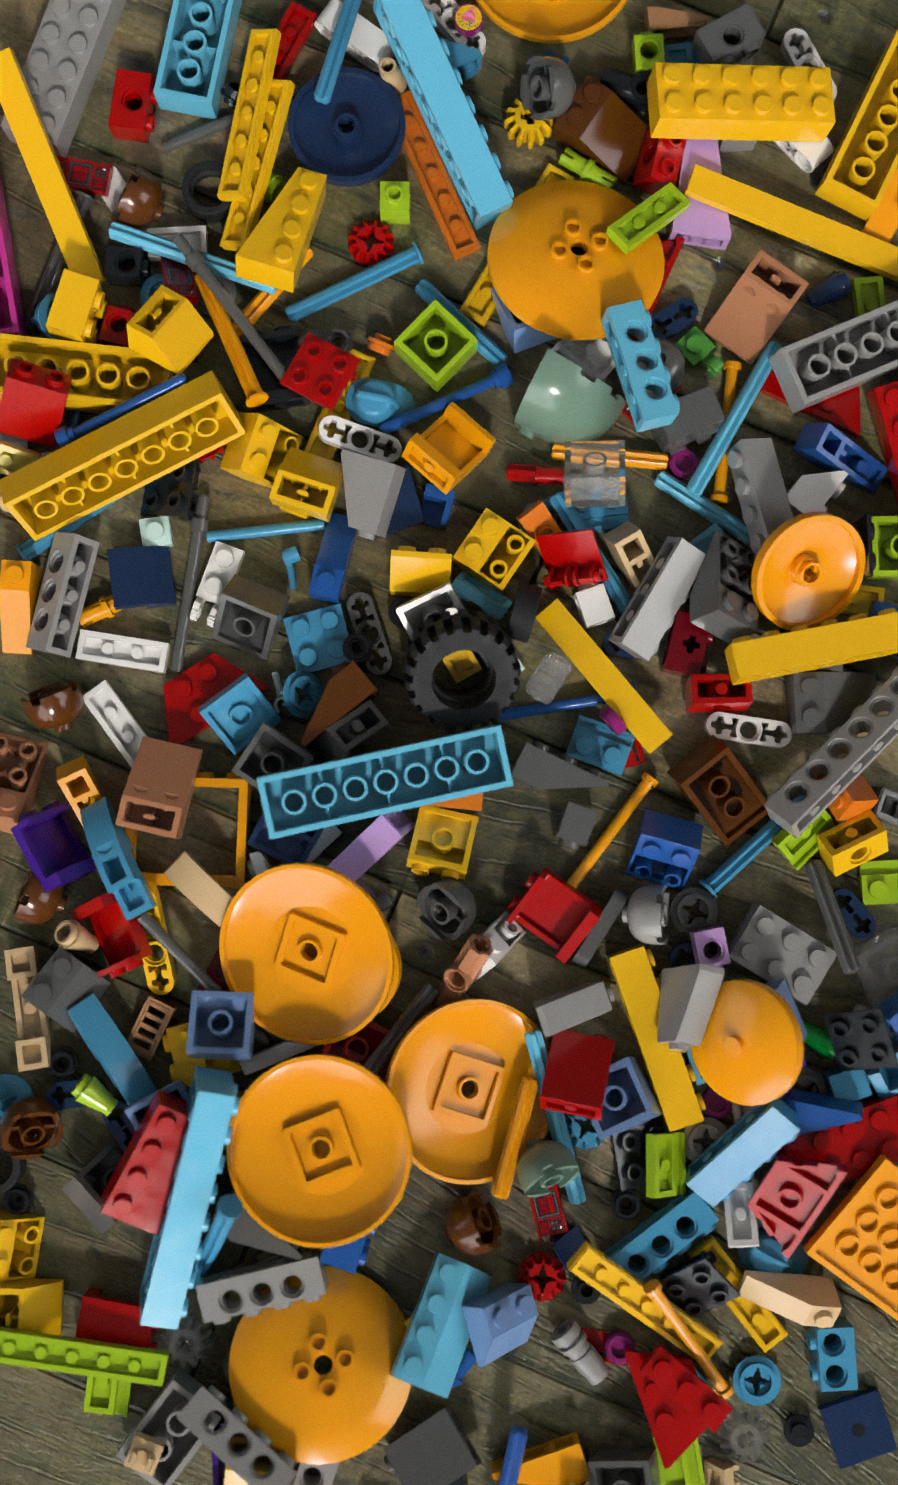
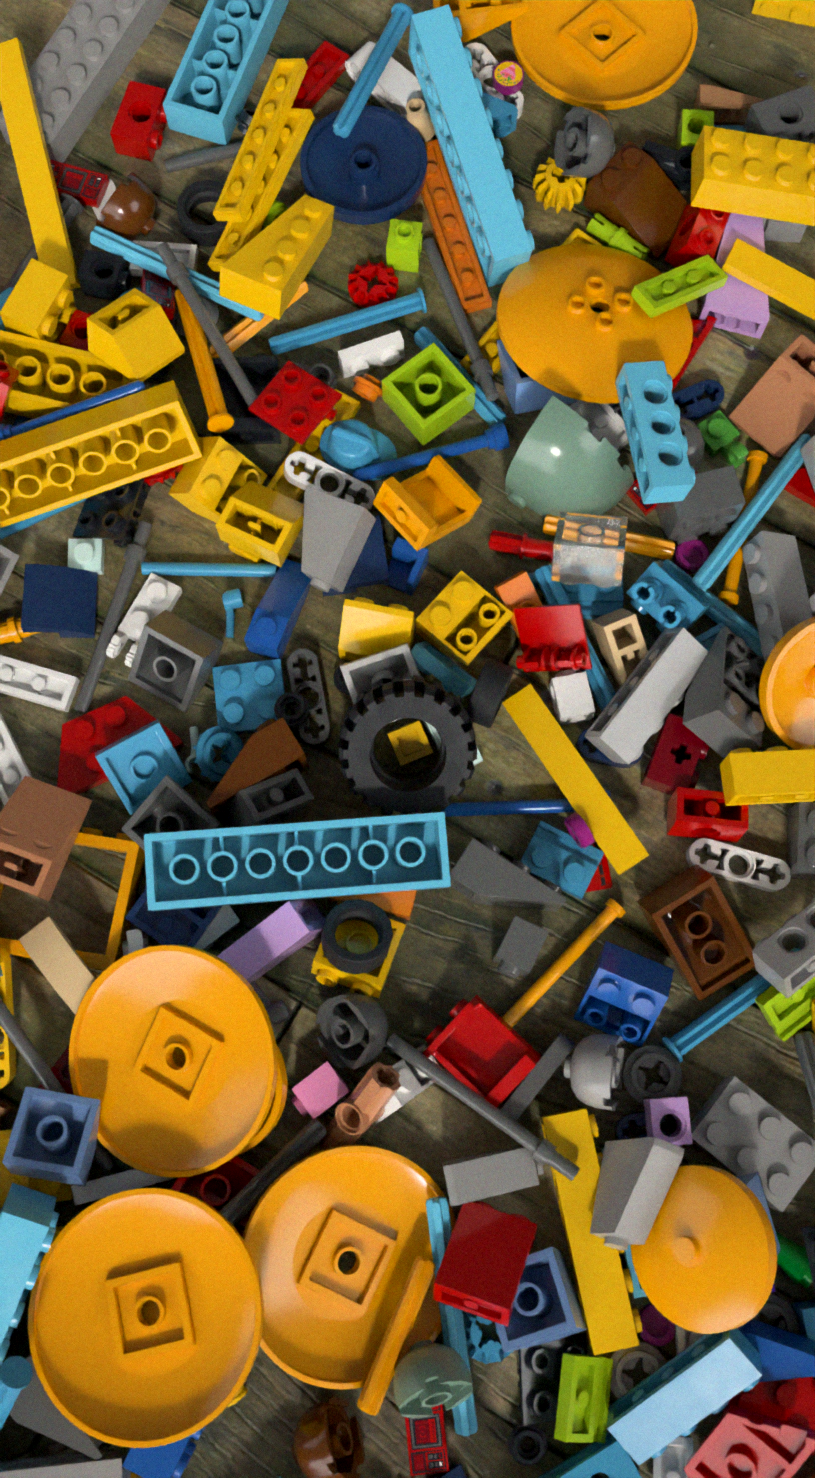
camera: 10 degrees right, 10 degrees down
(370, 318) = (371, 354): none -> white plate
(427, 960) = (319, 1091): none -> bright pink brick
(448, 813) = (361, 911): none -> black tyre
(478, 313) = (480, 367): none -> dark grey bar
(548, 678) = (509, 771): clear gear -> none
(612, 984) = (542, 1150): none -> dark grey bar
(666, 508) = (666, 598): none -> dark azure brick

